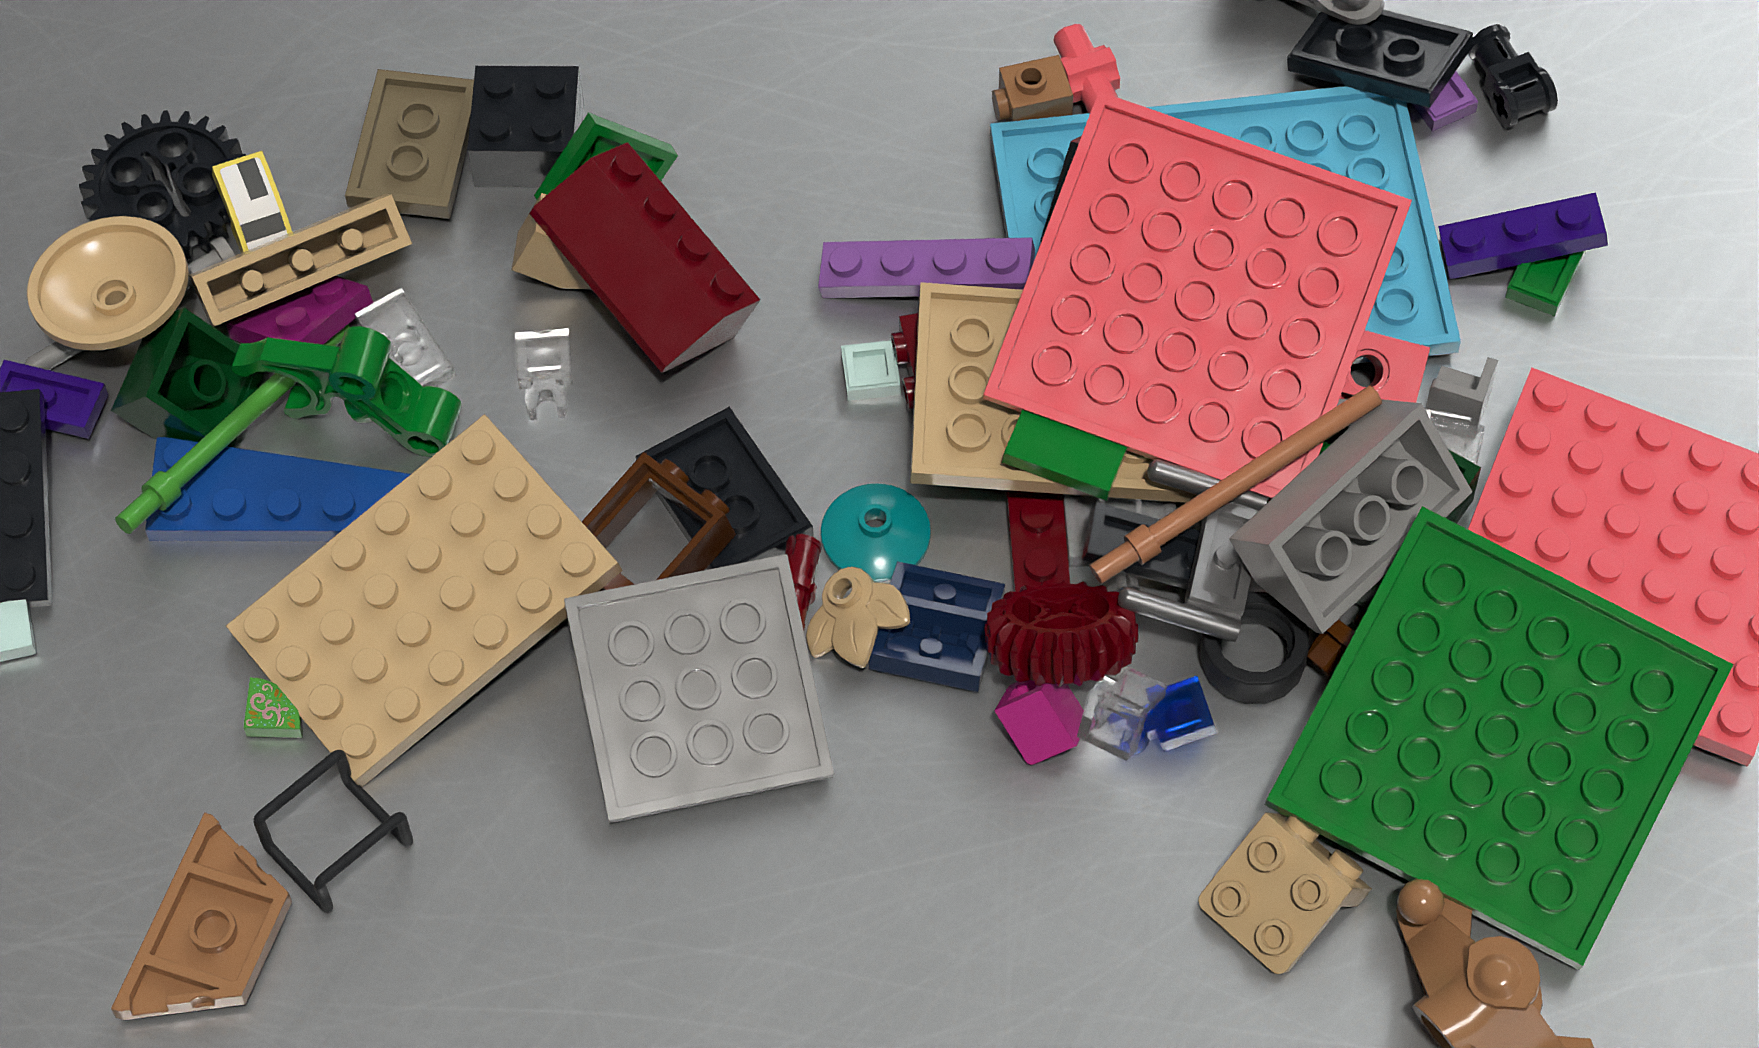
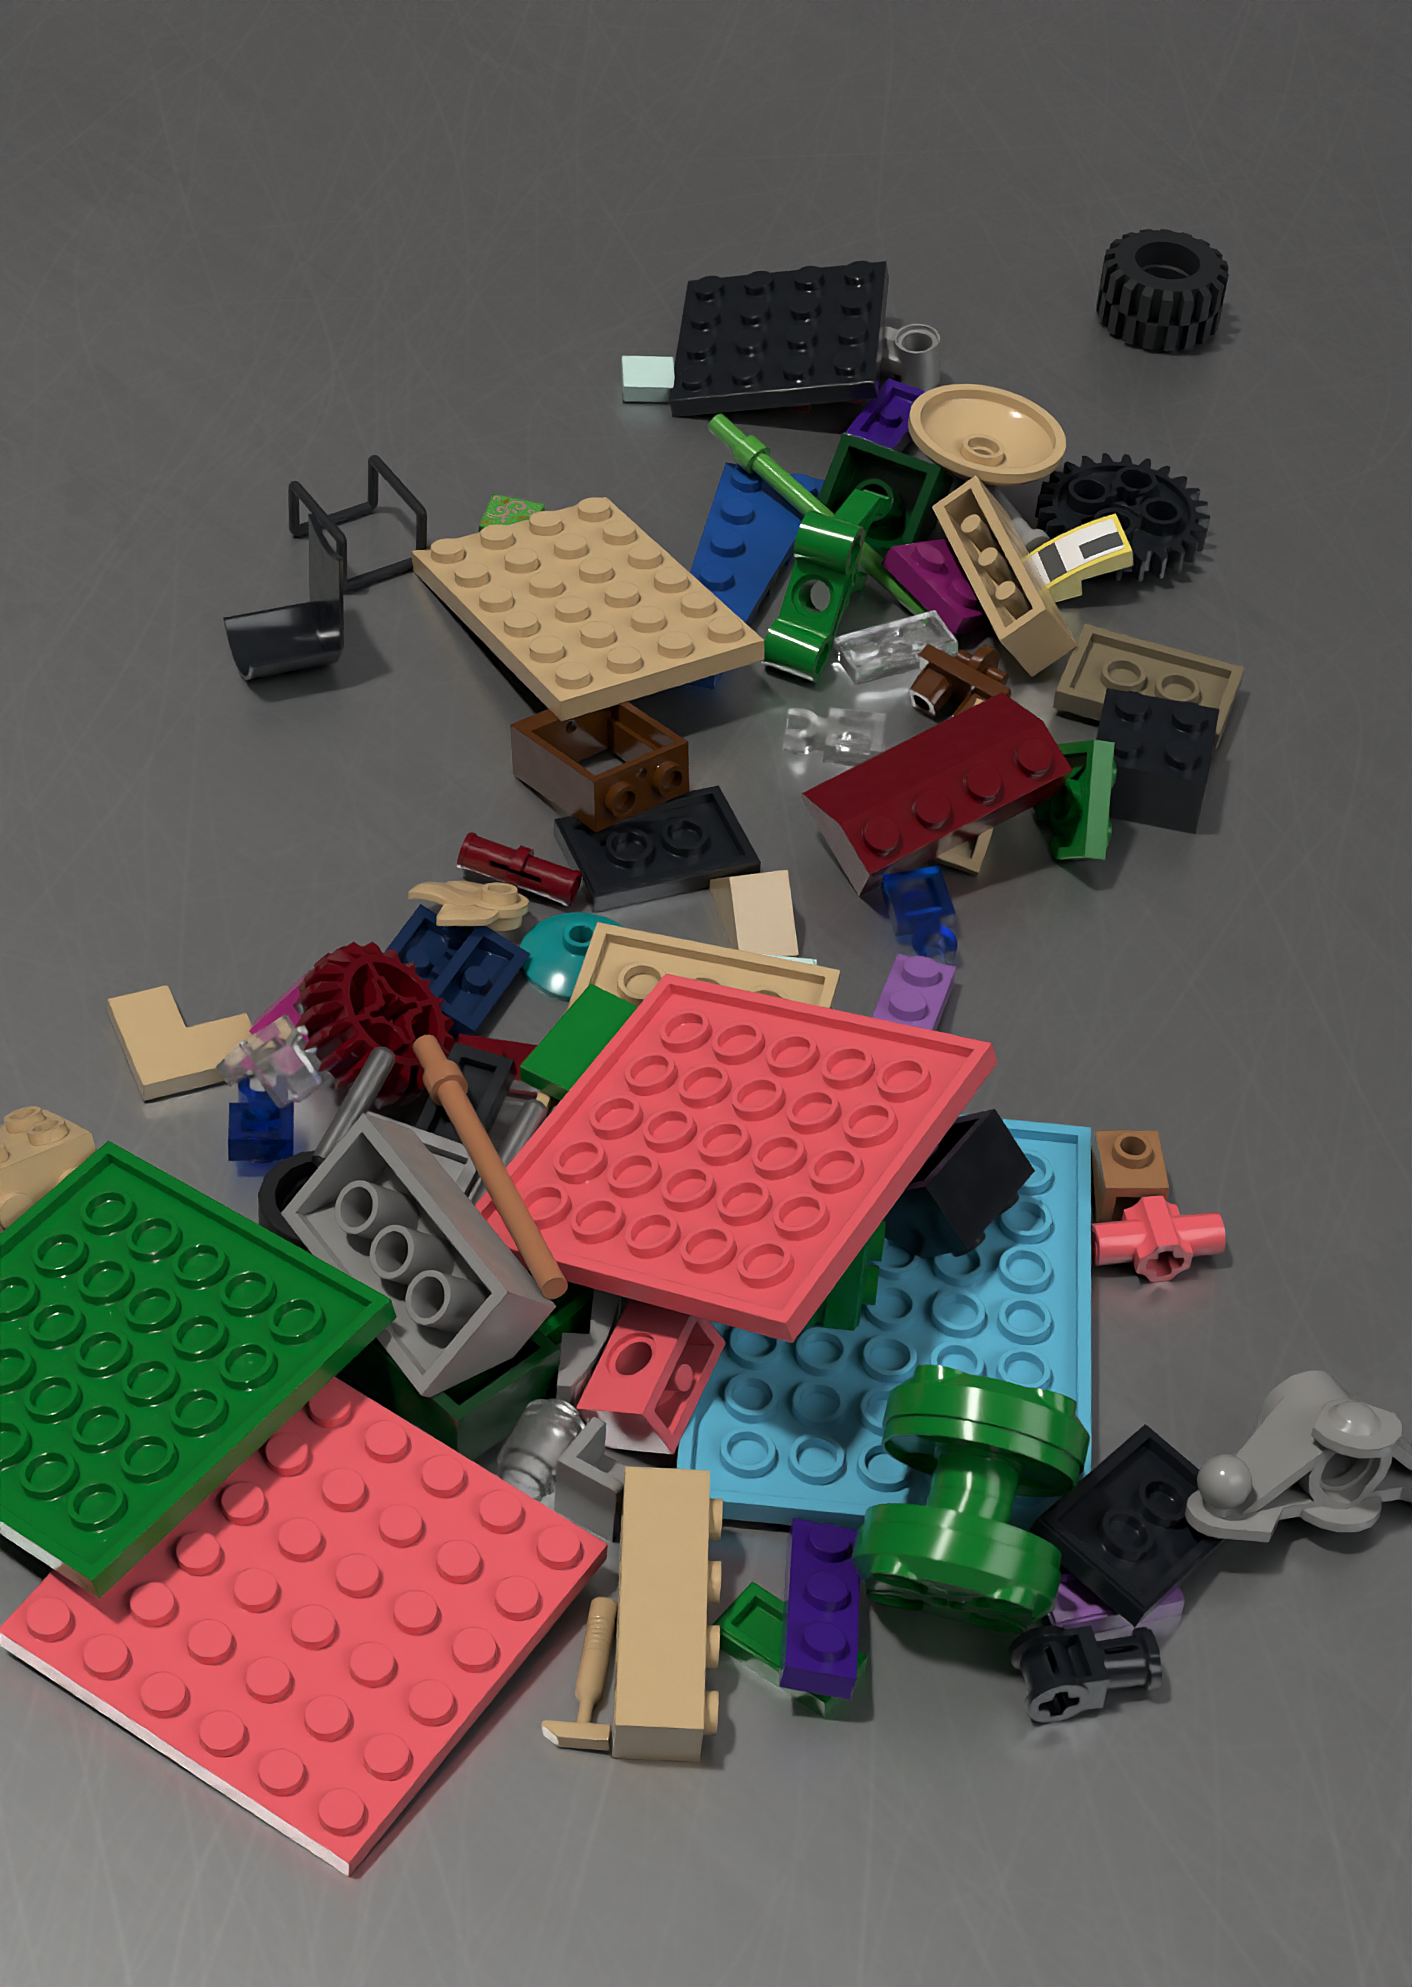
camera: 95 degrees right, 15 degrees down
(206, 933) = (280, 443): medium nougat wing -> none
(450, 300) = (957, 679): none -> reddish brown hips
(516, 841) = (296, 634): none -> black piece
(698, 688) = (413, 760): light grey plate -> none
(770, 275) = (921, 907): none -> clear blue plate
(791, 400) = (757, 912): none -> tan slope
(1100, 818) = (164, 1051): none -> tan tile
(1467, 131) = (982, 1449): none -> green wheel
(1575, 324) = (663, 1615): none -> tan brick
(1629, 376) = (589, 1683): none -> tan piece

